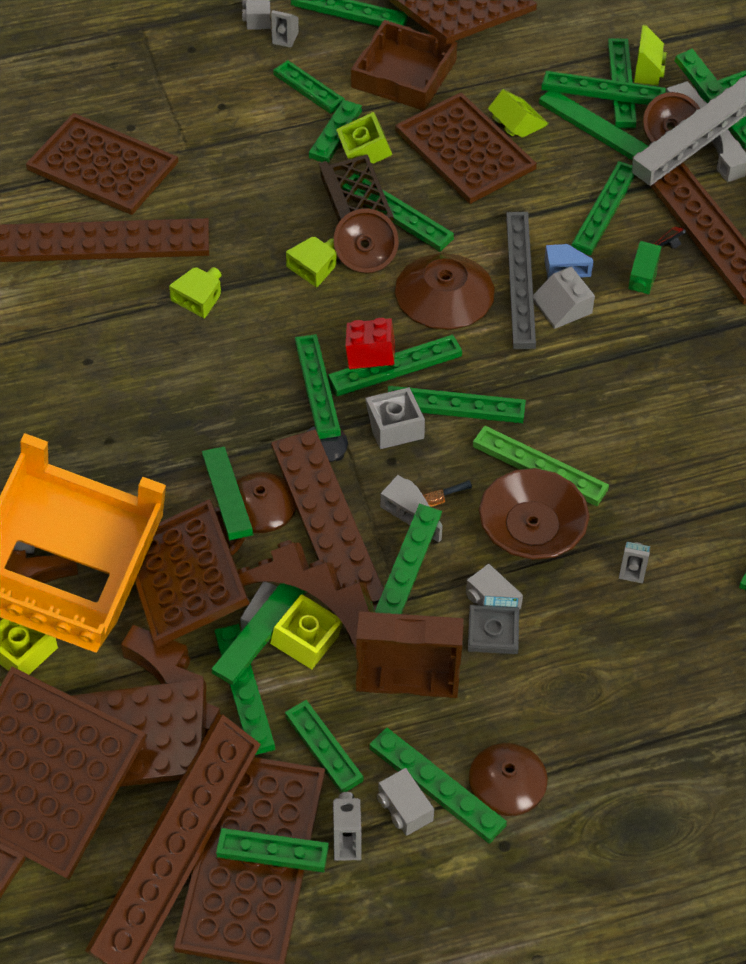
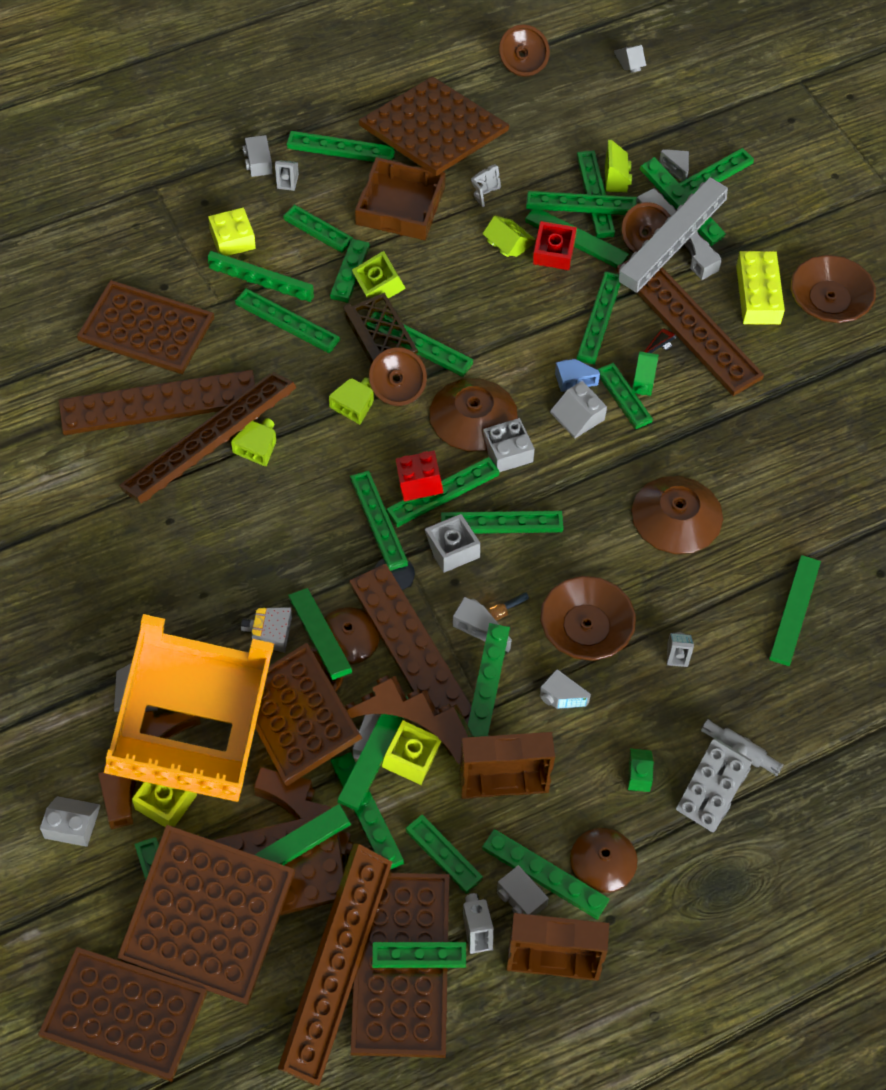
camera: 10 degrees left, 5 degrees up
(142, 279) = (207, 437): none -> reddish brown plate
(168, 701) = (306, 836): none -> green tile
(180, 481) = (270, 626): none -> light grey torso
(213, 79) = (232, 232): none -> neon yellow brick
(236, 126) = (260, 276): none -> green plate
(257, 174) = (287, 320): none -> green tile
(431, 859) = (557, 946): none -> reddish brown tile
(465, 147) = (468, 273): reddish brown plate -> none
(477, 325) = (509, 445): none -> light grey slope
(493, 629) = (570, 726): dark grey tile -> none
(505, 58) = (489, 182): none -> light grey piece
(520, 281) = (538, 397): dark grey plate -> none
(525, 457) = (575, 566): bright green plate -> none
(565, 127) = (554, 245): none -> red brick
(567, 686) = (640, 770): none -> green slope
(618, 291) = (624, 396): none -> green tile
(655, 699) = (721, 775): none -> light grey plate
(658, 421) = (676, 528): none -> reddish brown dish
(717, 59) = (676, 163): none -> light grey slope

